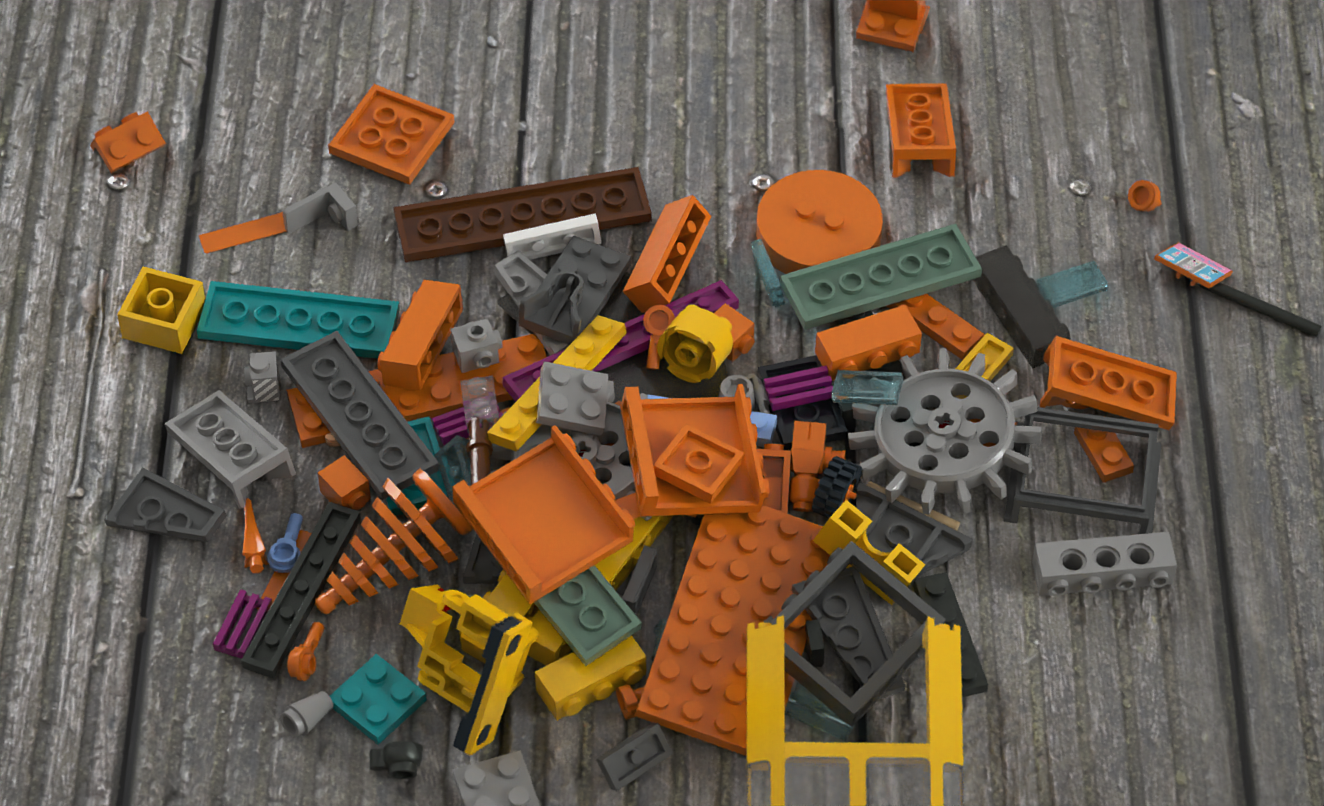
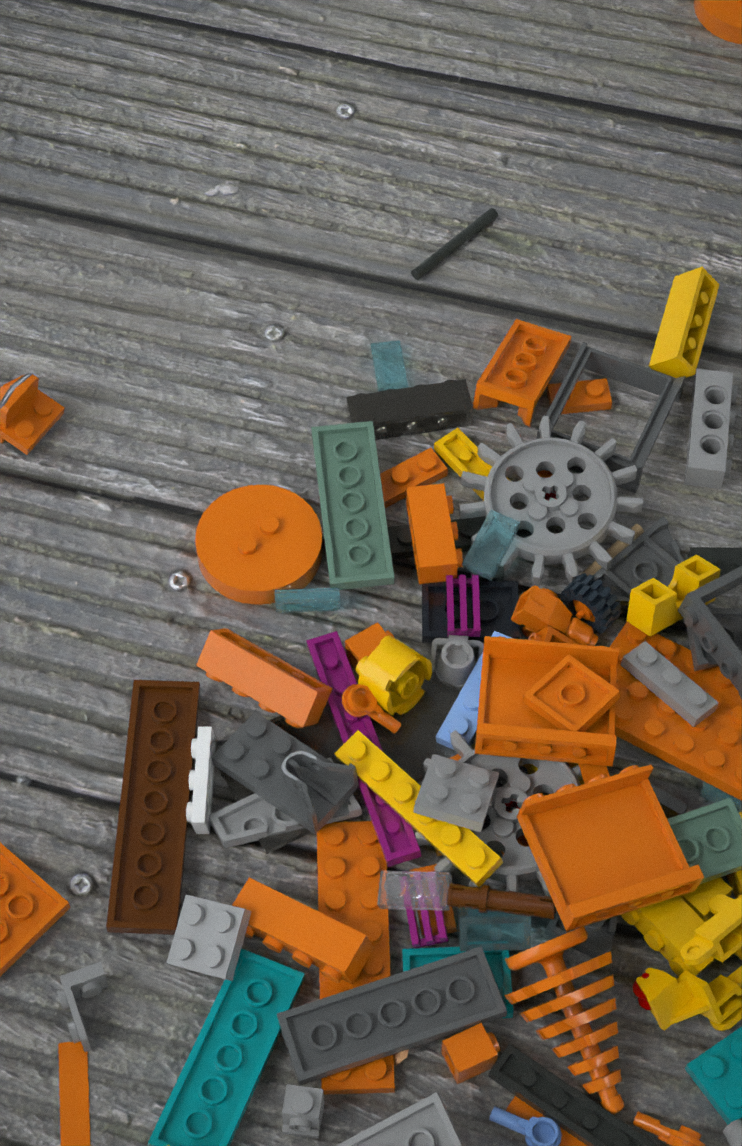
camera: 75 degrees left, 5 degrees up
(399, 274) = (209, 937): none -> light grey plate
(475, 345) = (339, 877): light grey brick -> none
(762, 563) = (669, 683): none -> light grey plate
(921, 127) = (172, 425): orange plate -> none
(1144, 196) = (311, 285): orange tile -> none
(1193, 265) = (403, 272): piece -> none
(1229, 516) = (684, 324): none -> yellow brick

